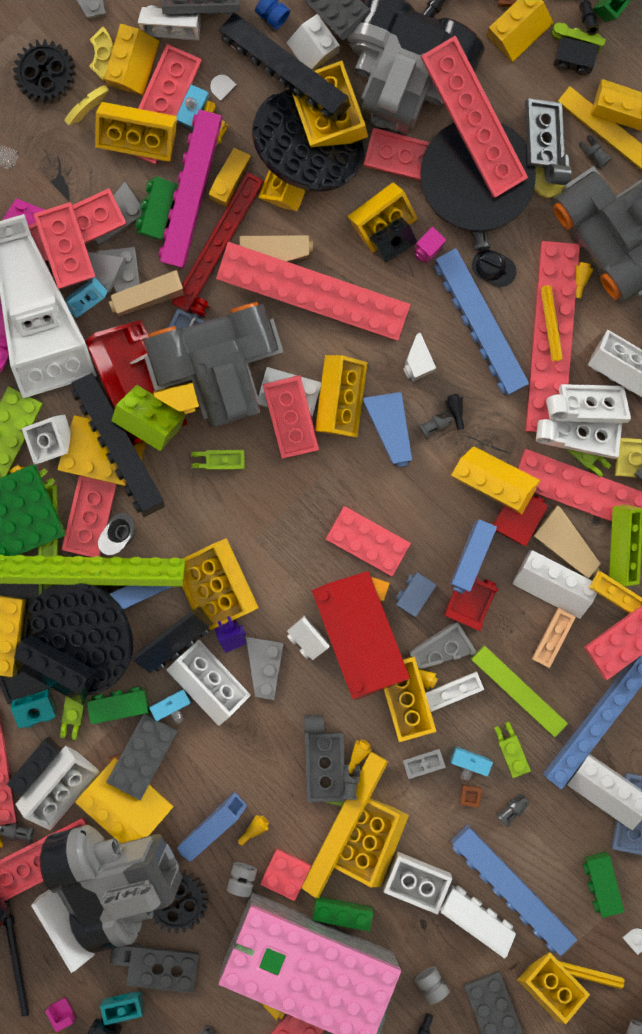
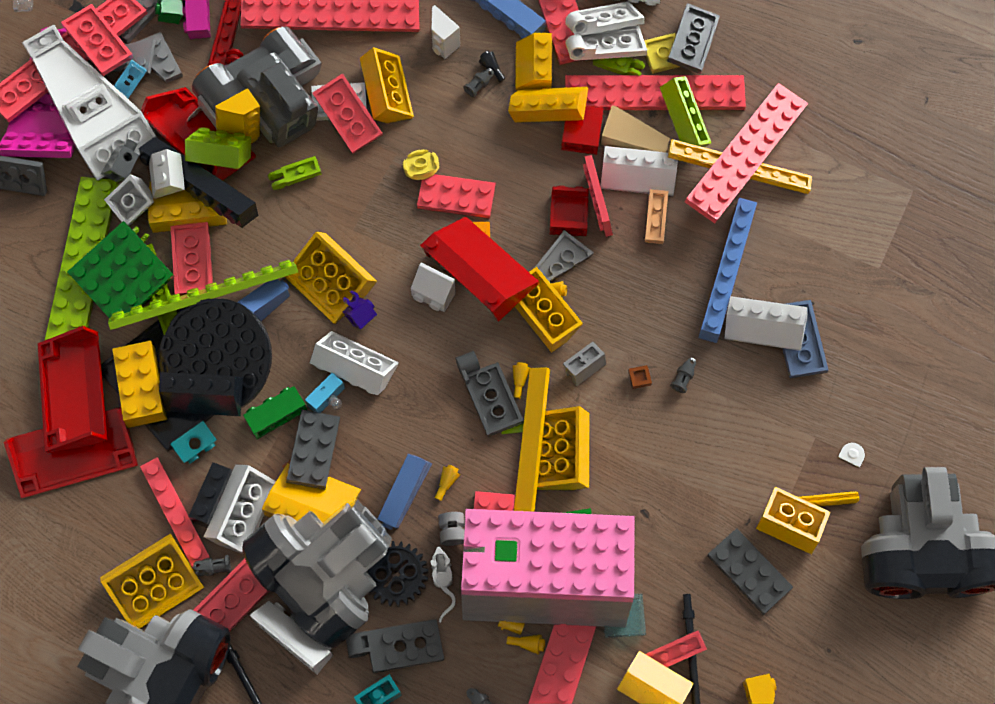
camera: 20 degrees left, 20 degrees down
(49, 393) = (121, 162): none -> dark grey torso
(72, 715) = (233, 436): lime hinge -> none
(88, 430) = (166, 173): none -> white slope
(117, 534) = (223, 260): dark grey piece -> none
(147, 294) = (185, 56): tan slope -> none
(172, 640) = (306, 330): black slope -> none
(217, 920) = (442, 575): none -> white animal
(265, 665) = (402, 331): light grey wing -> none
(344, 497) = (421, 164): none -> light yellow tile
(350, 783) = (522, 402): dark grey piece -> none
(390, 423) = (439, 95): medium blue slope -> none
(415, 593) = (516, 221): sand blue brick -> none
(417, 882) = (622, 469): white brick -> none
(433, 988) = (675, 561): light grey wheel -> none
(454, 691) = (588, 290): white plate -> none
(470, 763) = (627, 347): medium azure piece -> none
(472, 556) = (554, 164): medium blue slope -> none
(477, 920) = (693, 484): white slope -> none
(499, 423) = (534, 62): none -> yellow slope
(502, 607) = (597, 196): none -> coral plate
(512, 752) = (661, 326): lime hinge -> none
(514, 890) = (716, 446): medium blue brick -> none
(519, 691) = (645, 271): lime tile -> none
(603, 884) = (797, 411): green brick -> none

